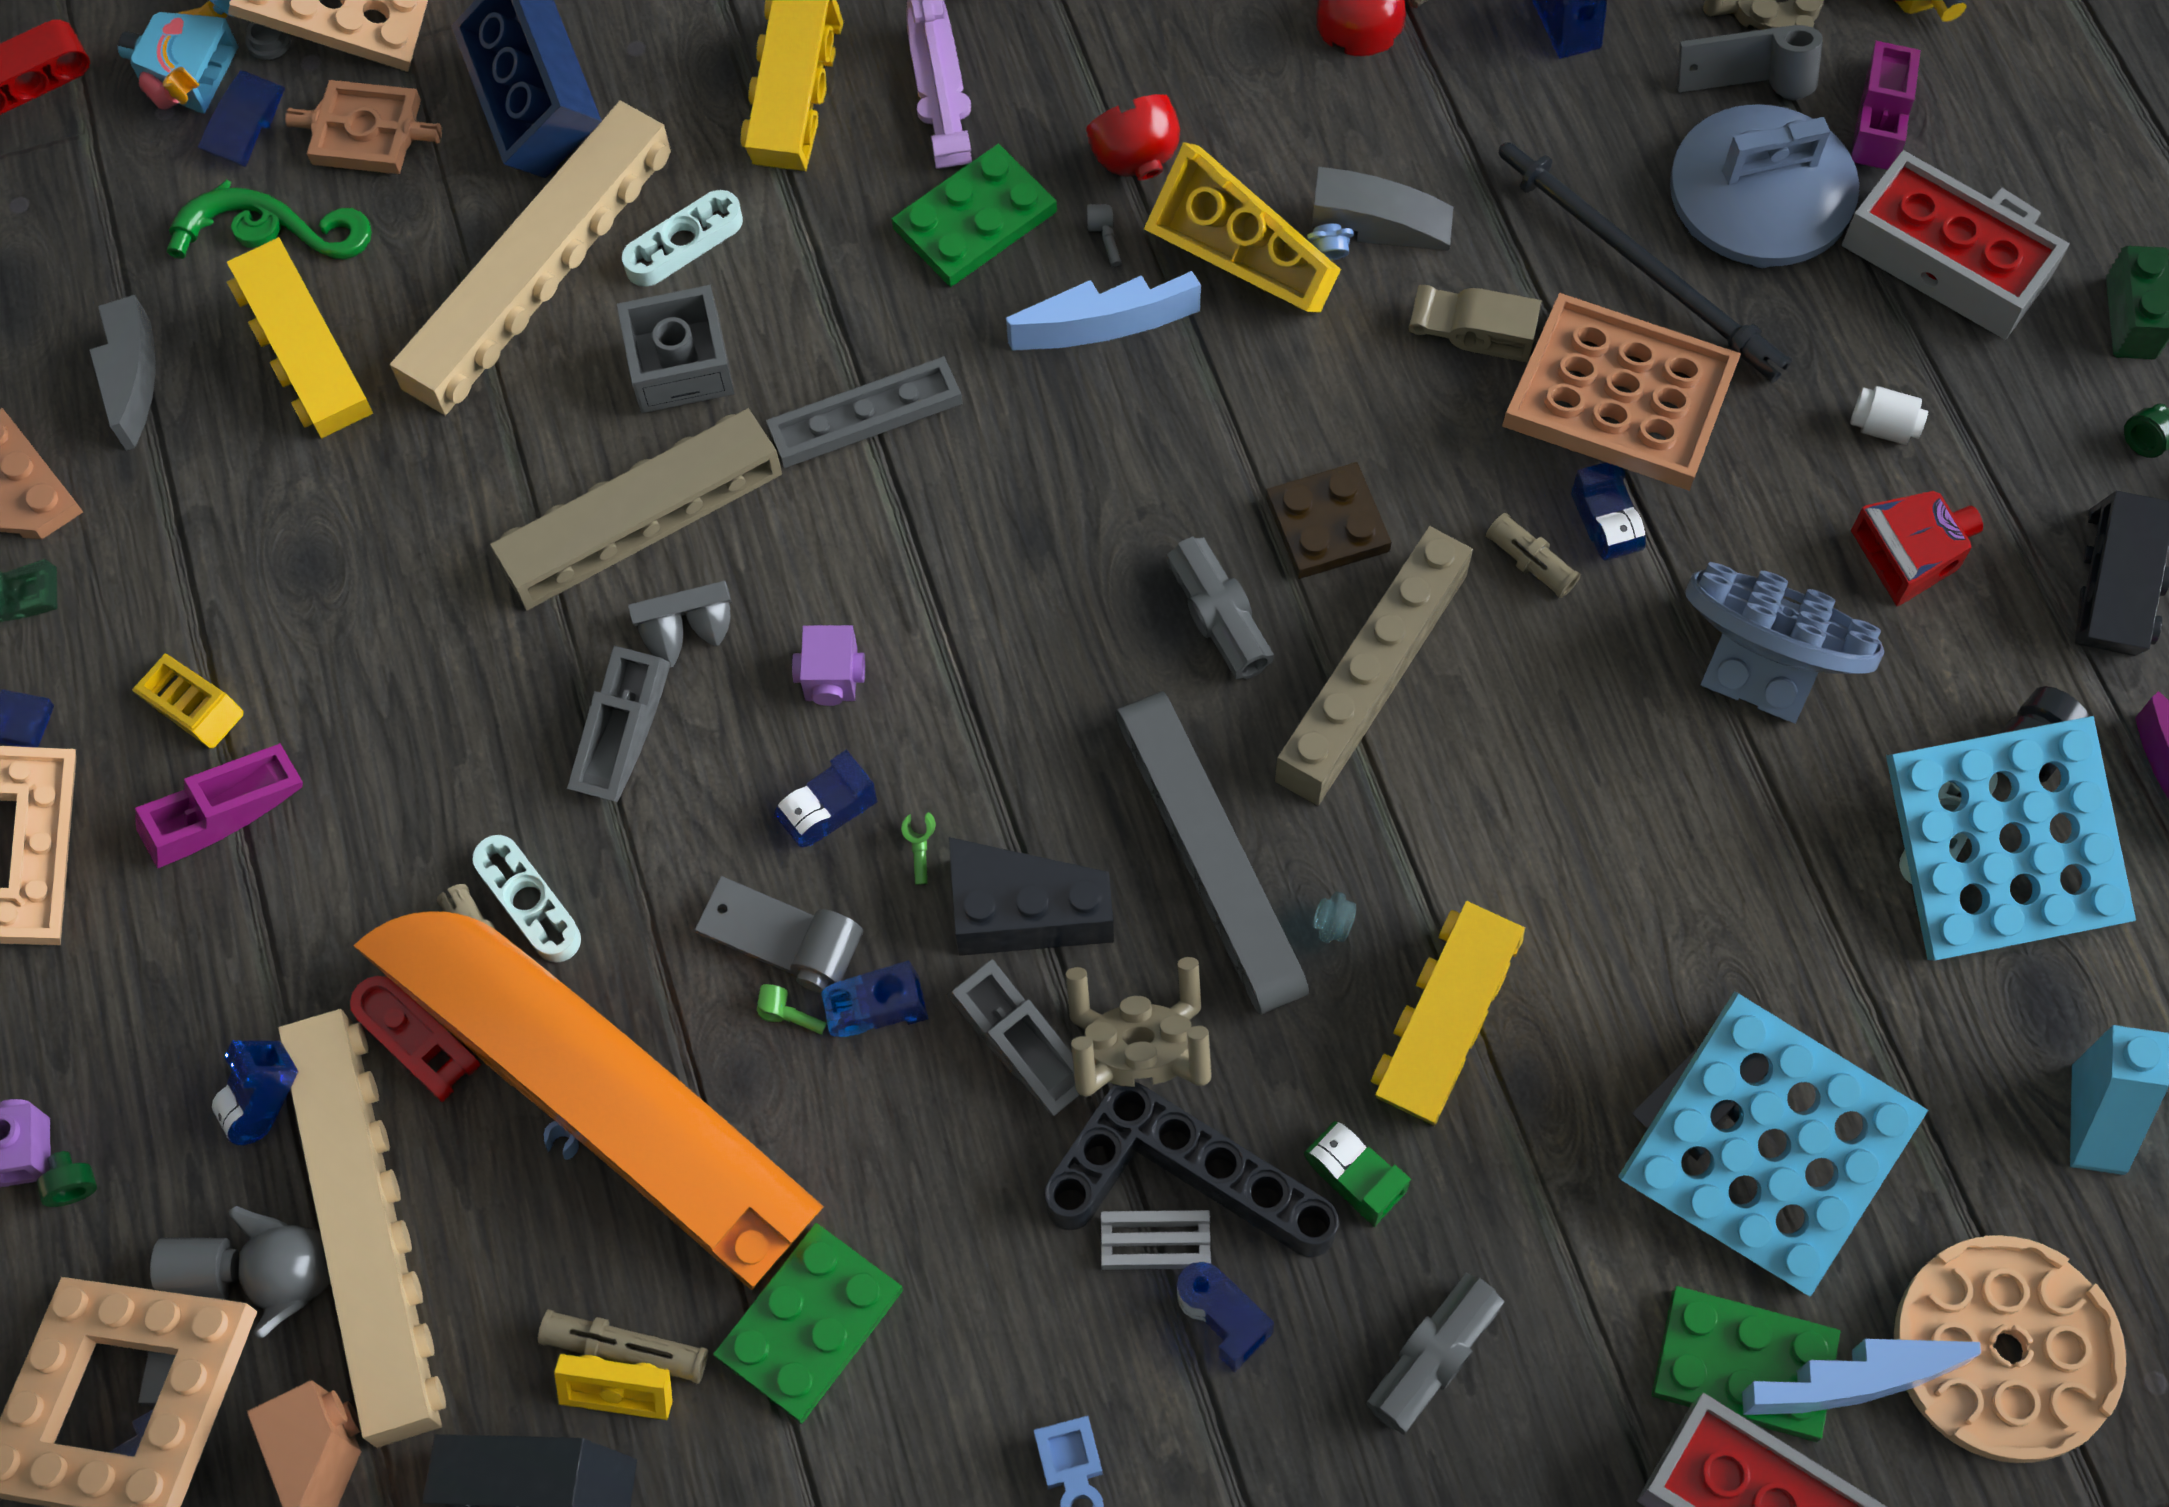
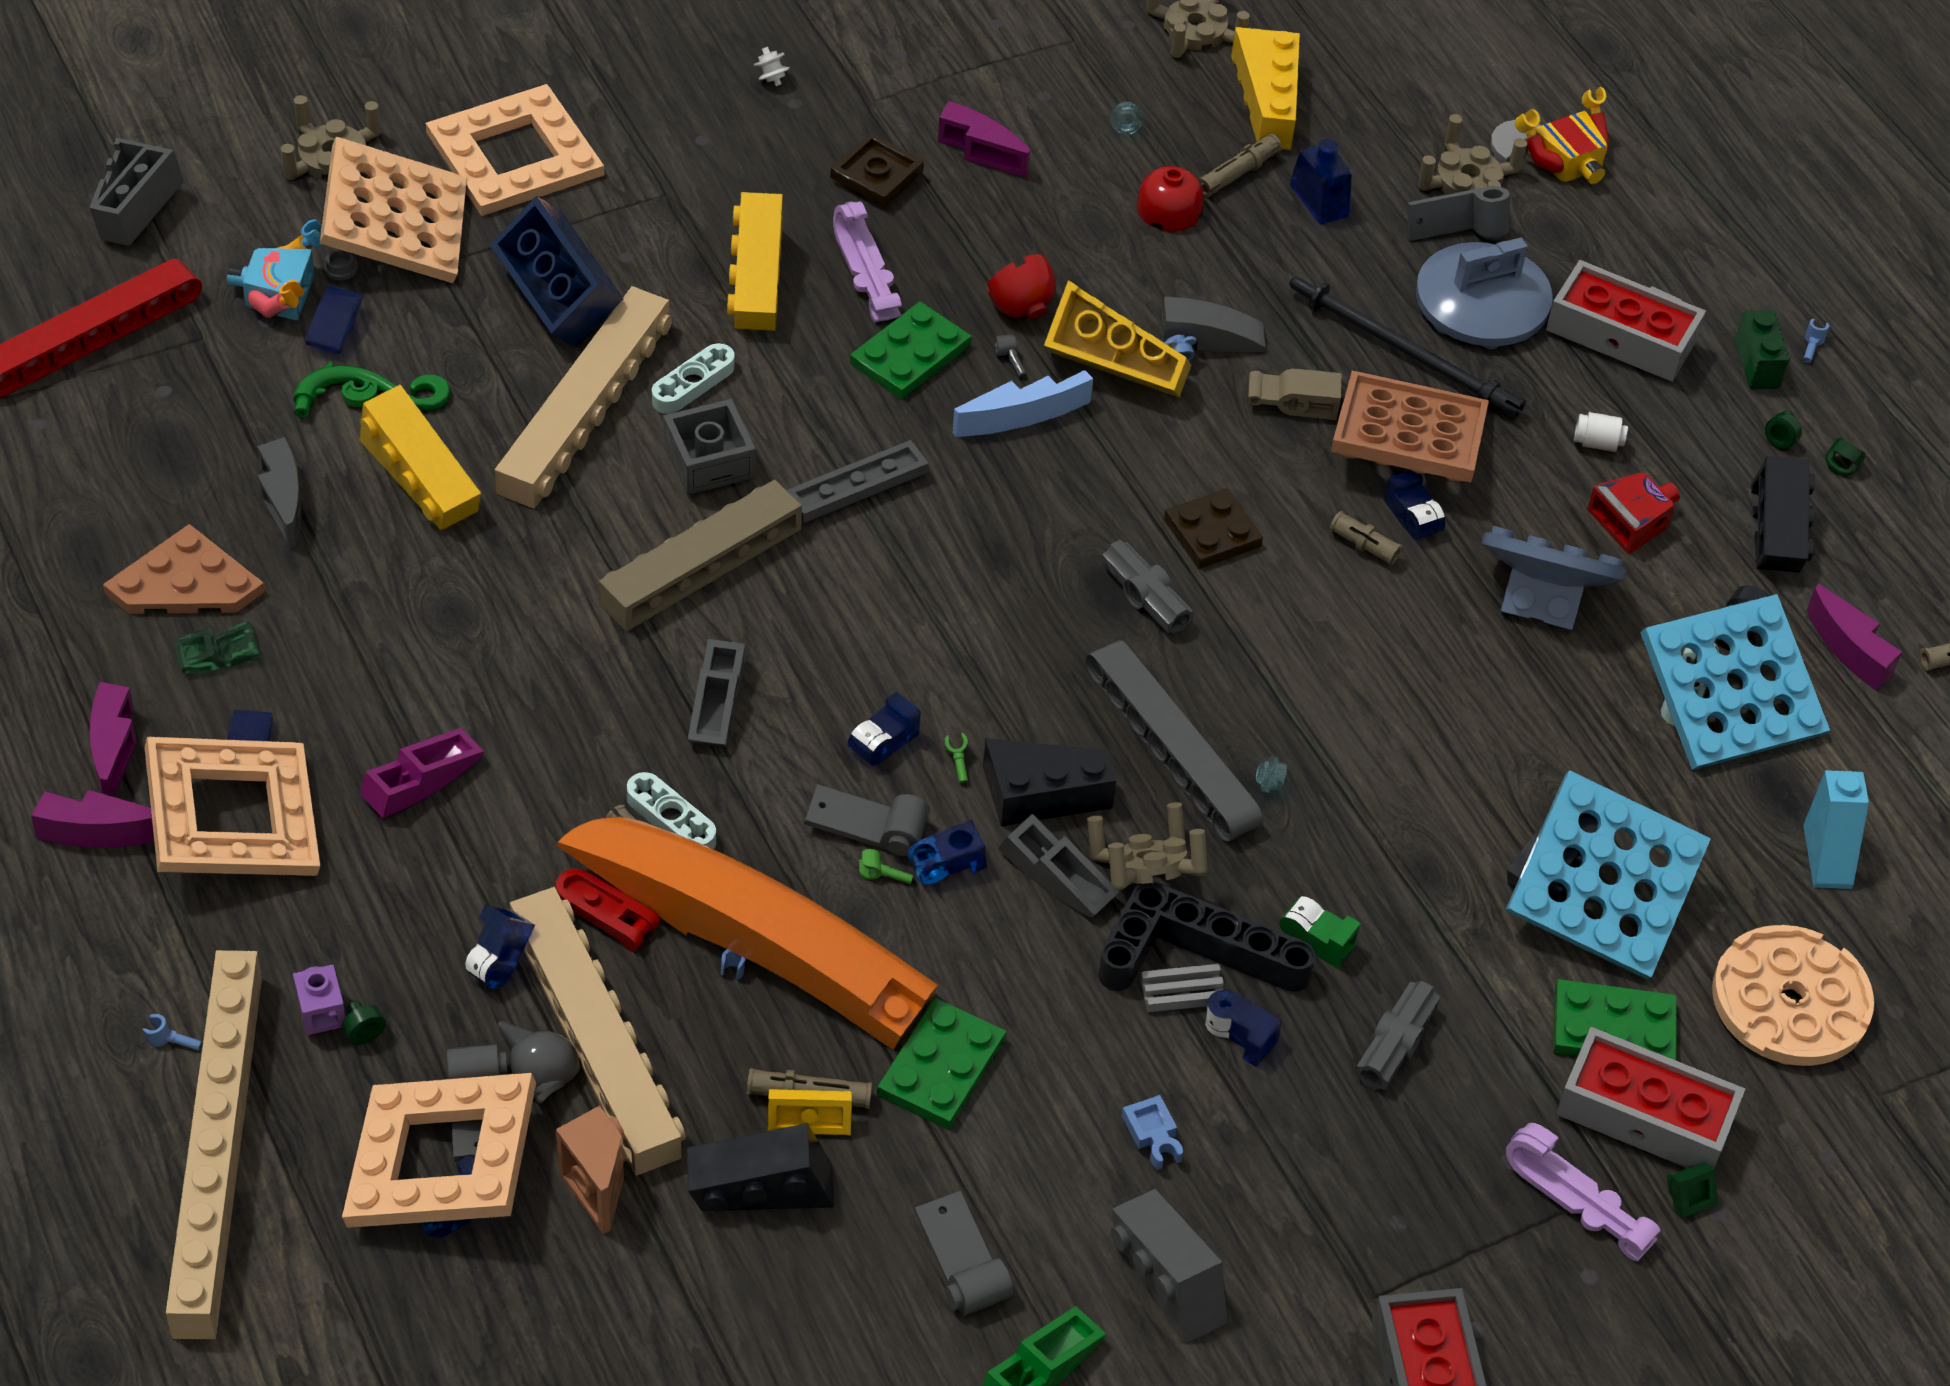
camera: 15 degrees left, 15 degrees down
(211, 718) = (398, 721): yellow slope -> none
(363, 126) = (431, 319): nougat plate -> none
(661, 620) = (764, 612): dark grey tile -> none
(828, 664) = (867, 643): medium lavender brick -> none
(1373, 666) = (1266, 614): dark tan brick -> none
(1449, 1011) = (1367, 819): yellow wedge -> none
(1875, 1371) = (1705, 1008): light blue slope -> none
(1885, 105) = (1560, 238): magenta slope -> none

